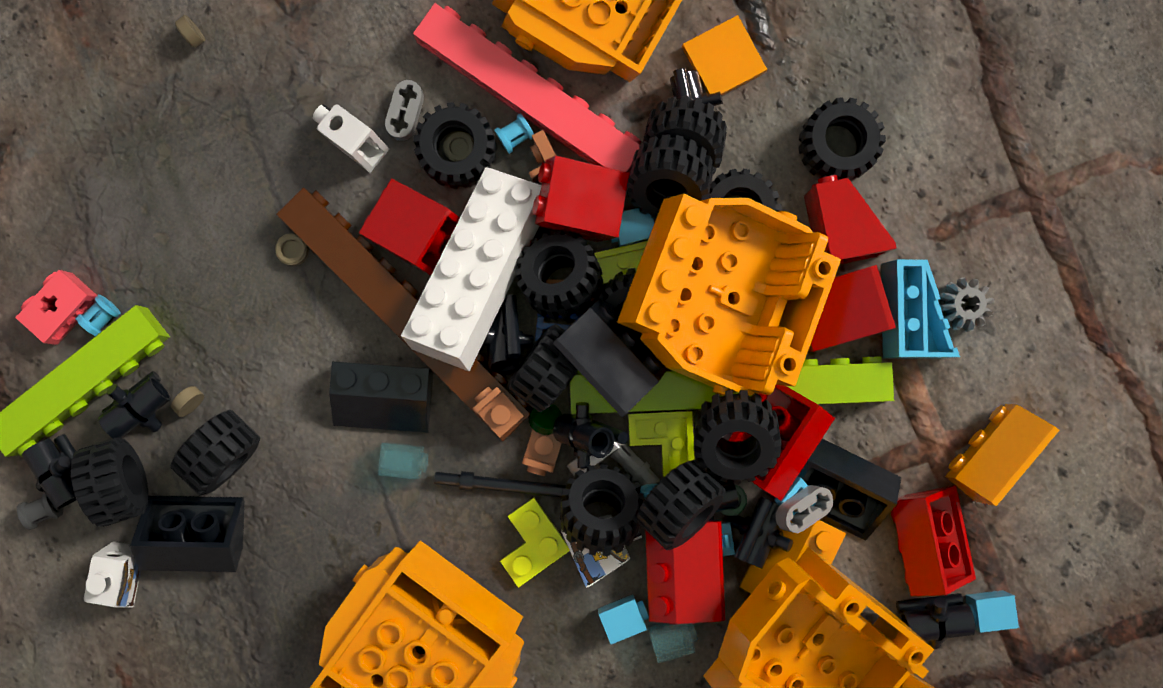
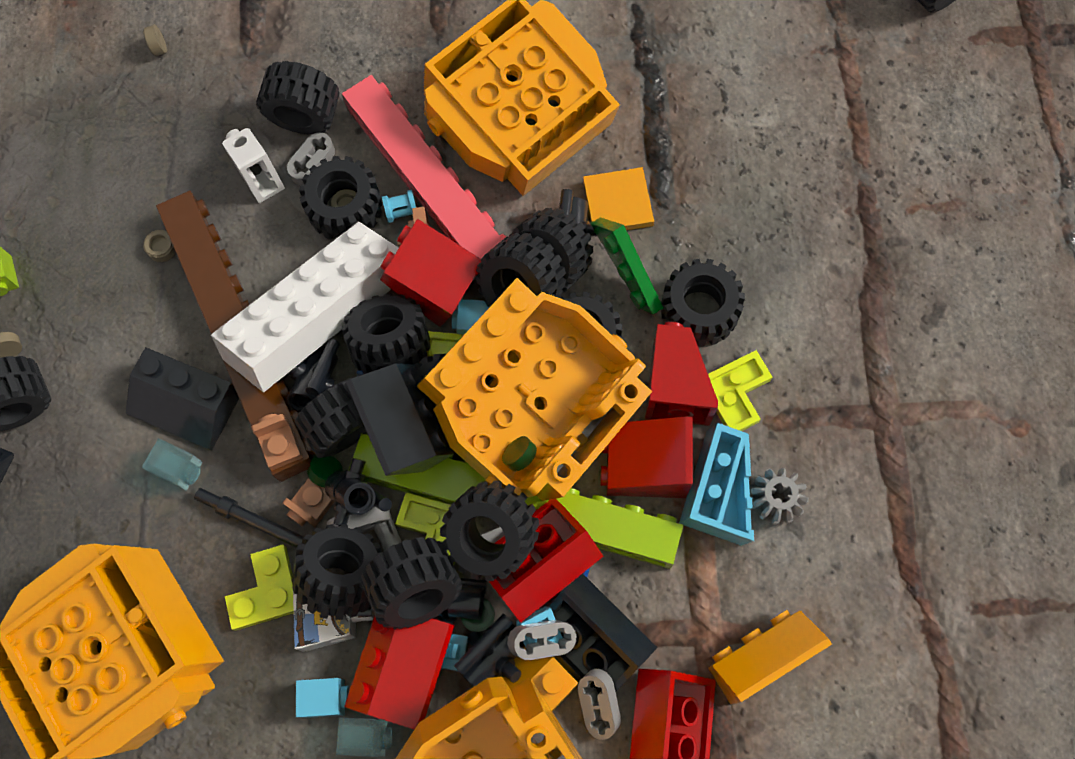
camera: 25 degrees right, 15 degrees down
(372, 54) = (298, 97): none -> black tyre
(410, 226) = (268, 250): red slope -> none
(733, 353) = (519, 453): none -> tile
(761, 125) = (628, 264): none -> green wing
(871, 540) = (596, 704): none -> light grey beam
(892, 209) = (731, 386): none -> neon yellow plate

